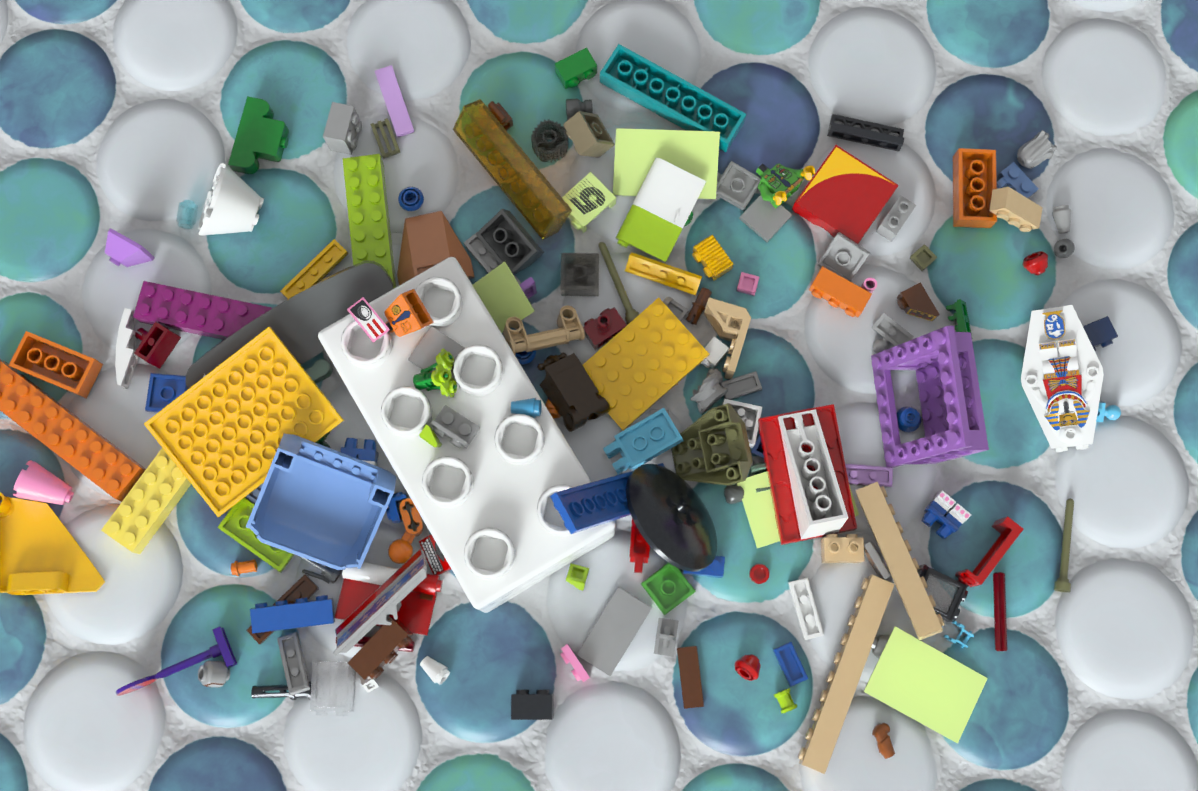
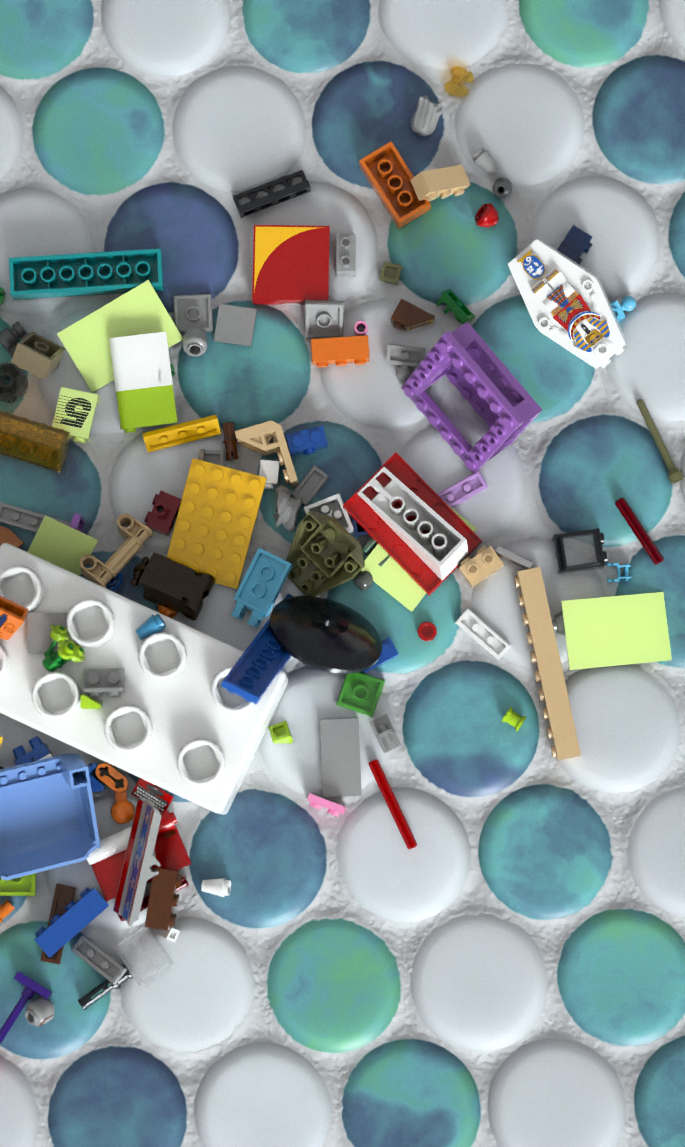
camera: 30 degrees left, 5 degrees up
(330, 574) = (76, 869): dark grey plant -> none
(509, 241) = (33, 493): dark grey slope -> none
(532, 706) = (314, 860): black brick -> none
(579, 274) = (112, 481): clear smoke brick -> none
(630, 313) = (178, 486): olive piece -> none
(631, 704) = (392, 804): none -> red axle
(638, 549) = (317, 679): red hinge -> none
(690, 677) = (425, 752): reddish brown tile -> none
(712, 258) = (214, 392): yellow brick -> none
(723, 207) = (194, 342): none -> light grey head
(747, 283) = (258, 394): bright pink tile -> none
(748, 667) = (466, 712): red cone -> none
(763, 347) = (307, 441): none -> blue brick
(781, 182) = (229, 288): torso -> none
(790, 664) = (499, 687): blue tile -> none
(883, 740) = (611, 697): dark orange arm -> none
(899, 562) = (531, 546): tan brick -> none
(904, 422) = (462, 425): blue cone -> none
(949, 521) = (553, 484): blue hips -> none
(1008, 532) = (605, 461): red panel -> none
(1017, 180) = (427, 153): medium blue plate -> none
(1075, 143) = (454, 86): none -> clear yellow piece

